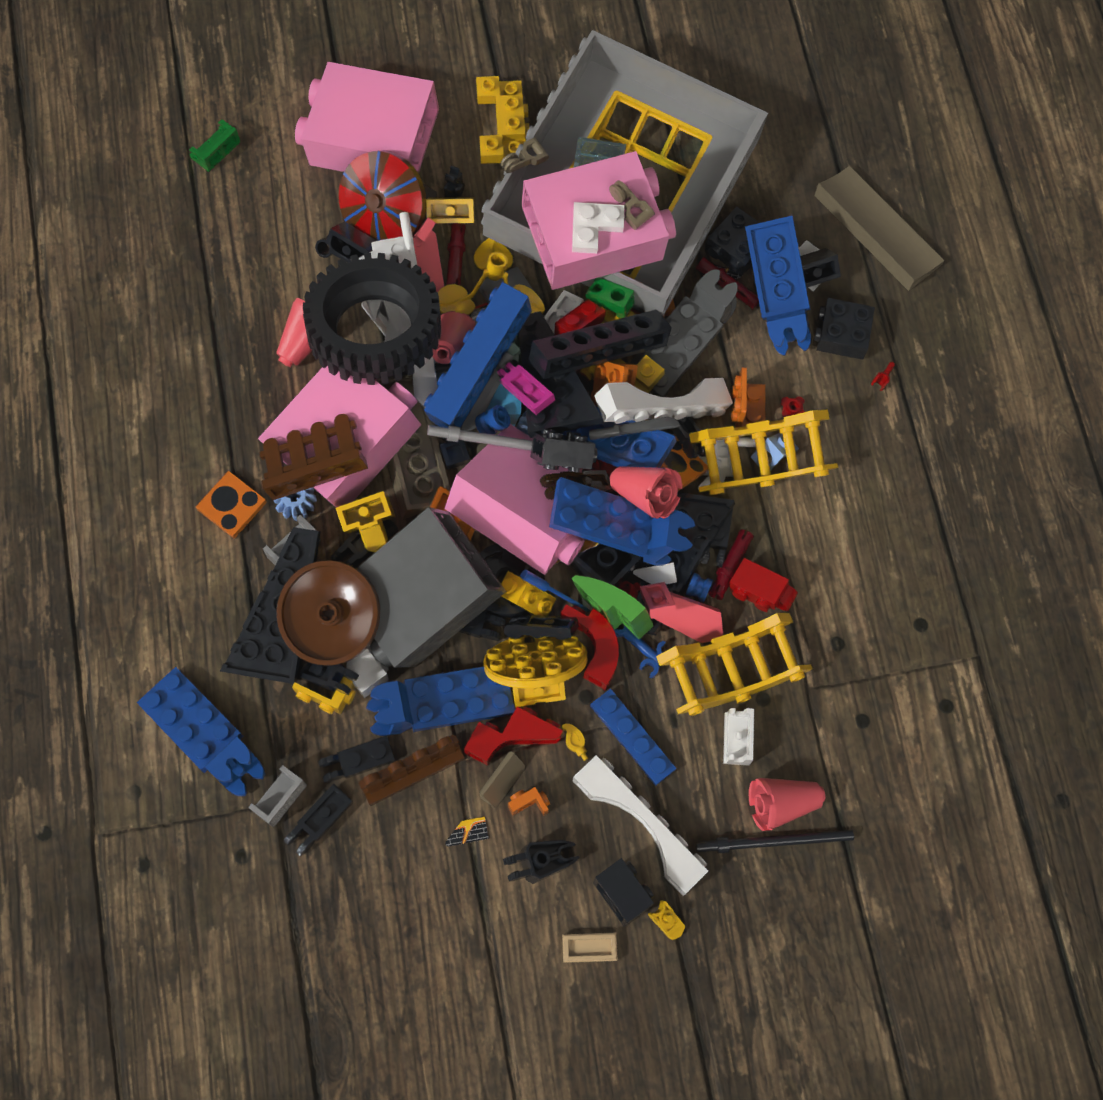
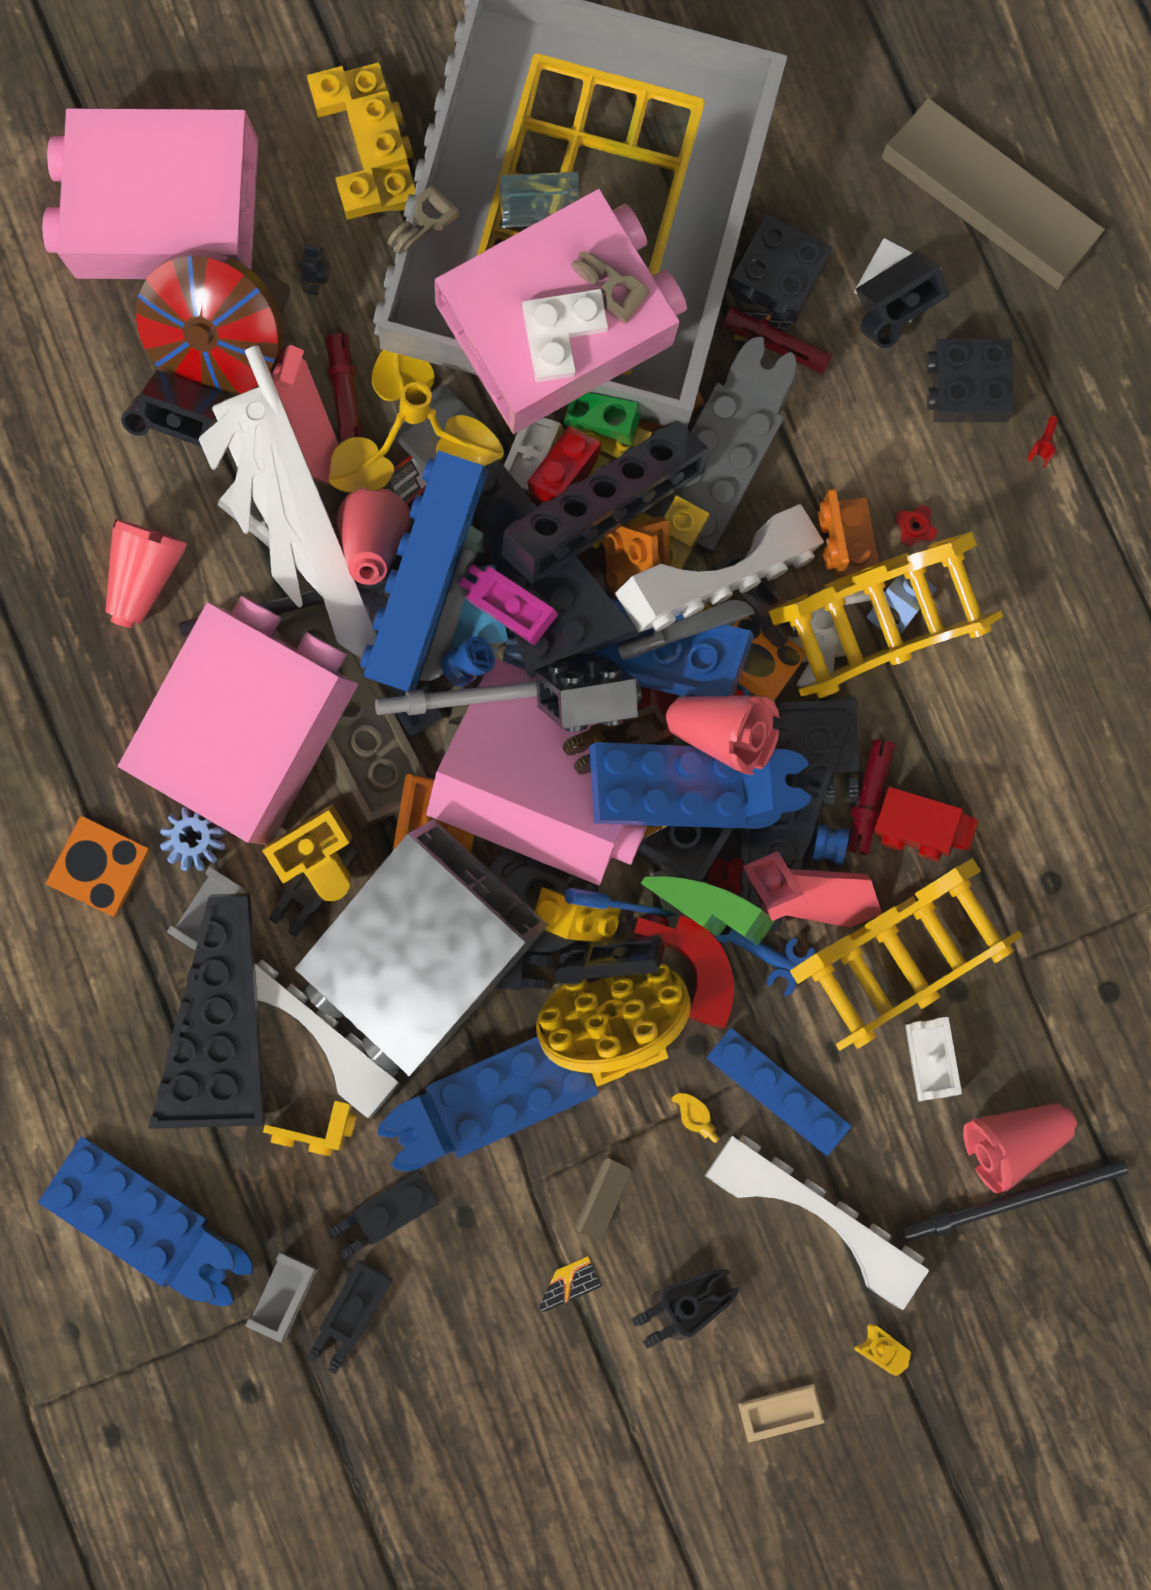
camera: 10 degrees left, 10 degrees up
(313, 471) = (236, 796): reddish brown fence -> none
(327, 676) = (308, 1101): black hinge -> none
(328, 613) = (292, 1016): reddish brown dish -> none
(366, 281) = (230, 479): black tyre -> none
(411, 770) = (466, 1213): reddish brown fence -> none
(451, 210) = (319, 314): yellow brick -> none
(522, 729) = (613, 1118): red arch -> none
(523, 800) = (638, 1223): orange bracket -> none
(623, 891) = (814, 1329): black brick -> none
(657, 574) = (764, 840): white sticker -> none
(780, 282) = (858, 331): blue hinge -> none

